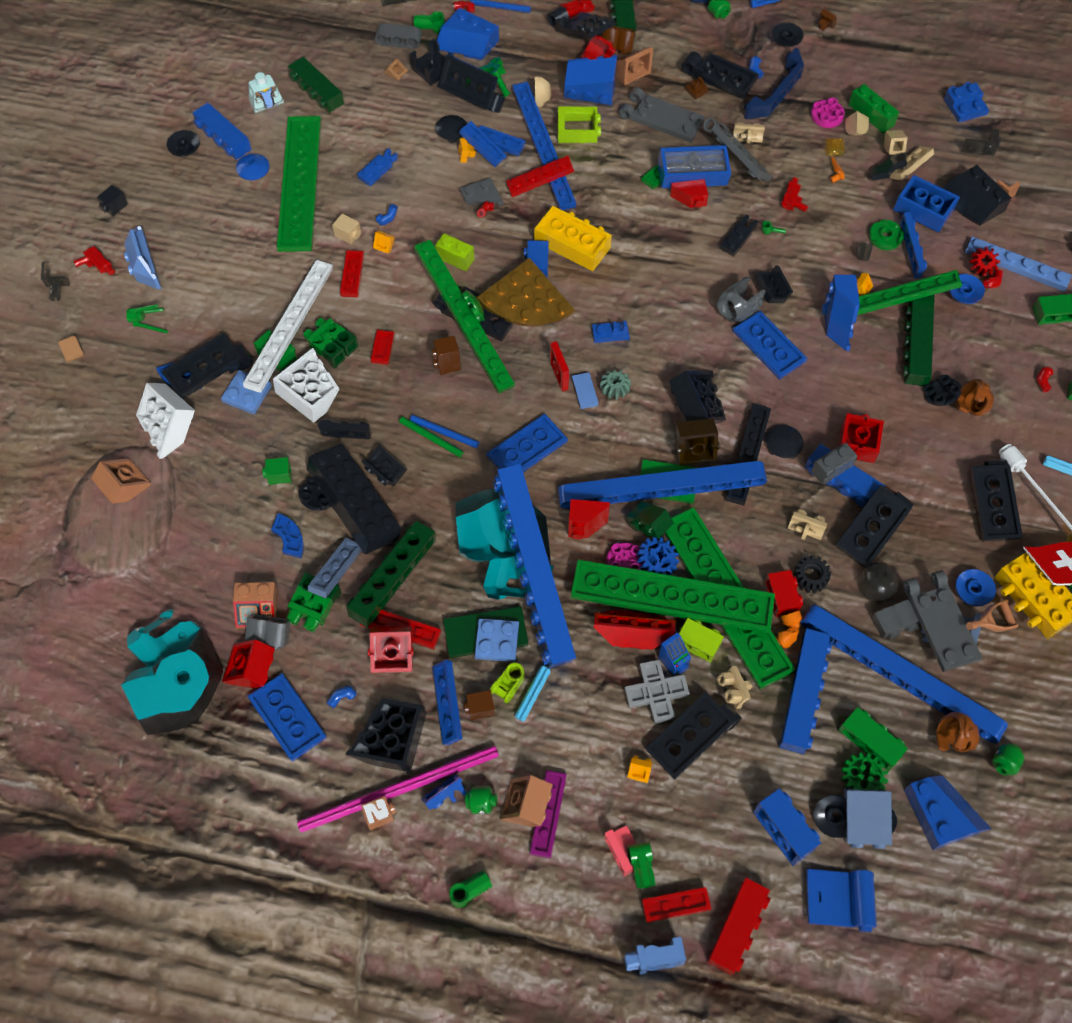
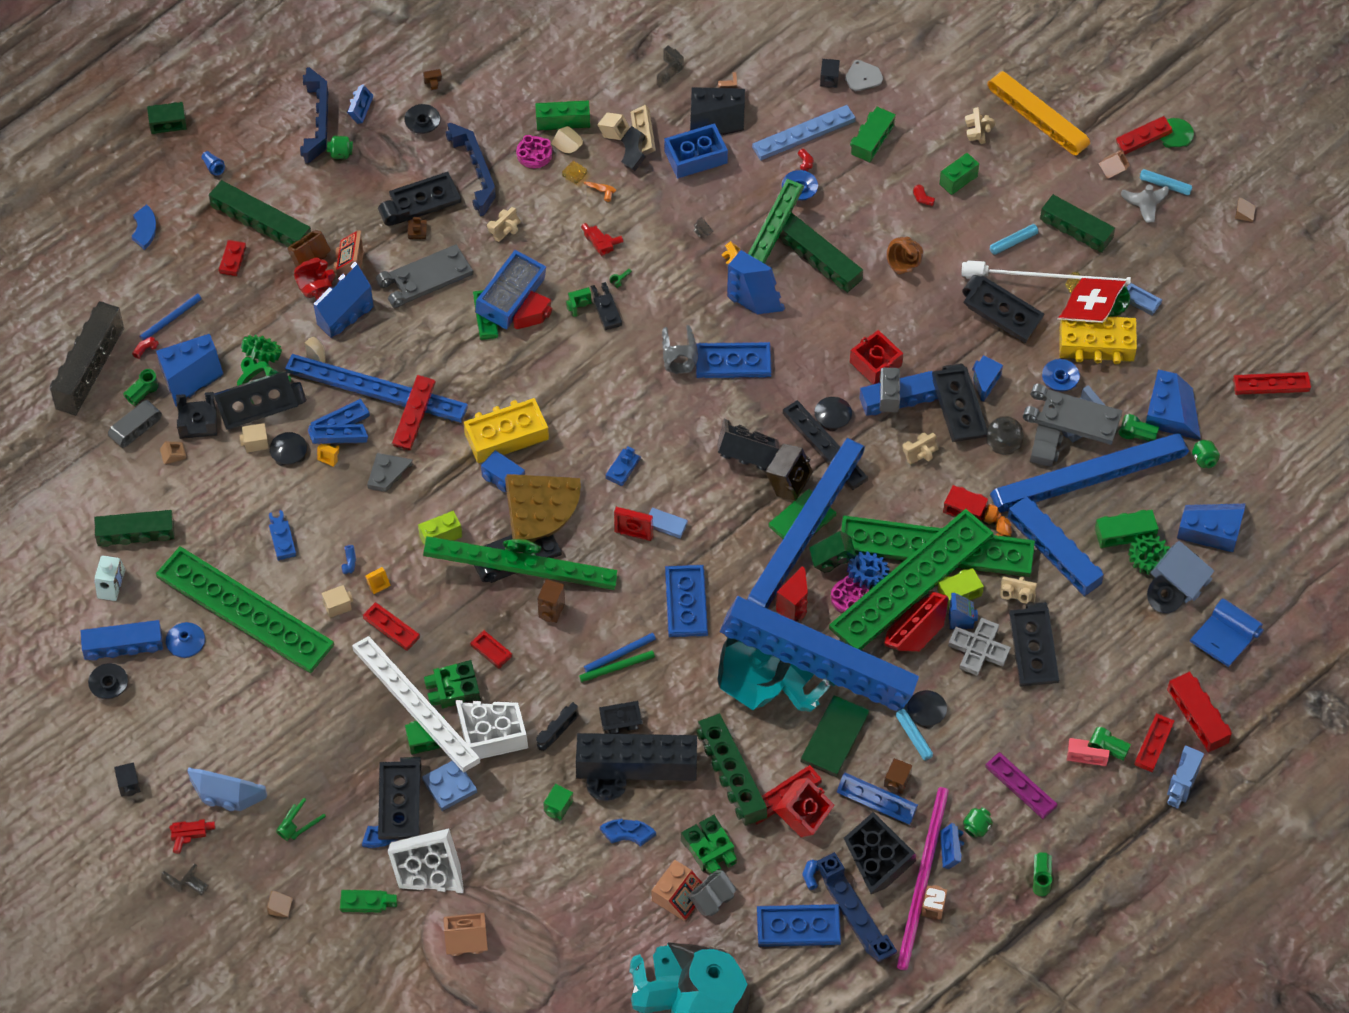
camera: 55 degrees left, 5 degrees down
(110, 400) = (366, 901): none -> green hinge
(249, 664) = (730, 926): red slope -> none
(322, 764) = (874, 943): none -> dark blue slope
(334, 568) = (696, 806): sand blue plate -> none
(442, 103) = (254, 438): none -> tan brick
(487, 206) = (409, 481): red arm -> none
(497, 640) = (851, 729): medium blue plate -> none
(507, 686) = (895, 746): lime piece -> none
(510, 57) = (269, 352): none -> green gear
(526, 801) = (1002, 791): nougat slope -> none
(565, 687) = (927, 708): none -> black dish
(578, 113) = (370, 361): lime window -> none
(581, 24) = (245, 280): black hinge -> none
(615, 384) = (681, 495): sand green gear -> none
(639, 769) = (1033, 698): light orange tile -> none
(725, 137) = (503, 244): dark grey hinge -> none
(727, 213) = (578, 299): none -> green bracket
(754, 64) = (432, 168): blue arm -> none
(775, 285) = (679, 314): black bracket -> none
(787, 826) = (1152, 629): blue brick -> none
(816, 564) = (964, 465): black tyre -> none
(883, 242) = (696, 210): green tile -> none
(912, 244) = (725, 190): blue plate -> none
(922, 530) = (986, 375): none -> blue slope
(942, 391) = (879, 272): black dish -> none
(957, 730) = (1163, 469): dark orange helmet -> none
(966, 102) = (613, 45): blue plate -> none
(979, 680) = (1133, 428): none -> green piece
(987, 255) = (788, 160): red gear -> none
(988, 622) = (1094, 385): nougat piece -> none
(1031, 699) = (1173, 406): none -> blue wedge

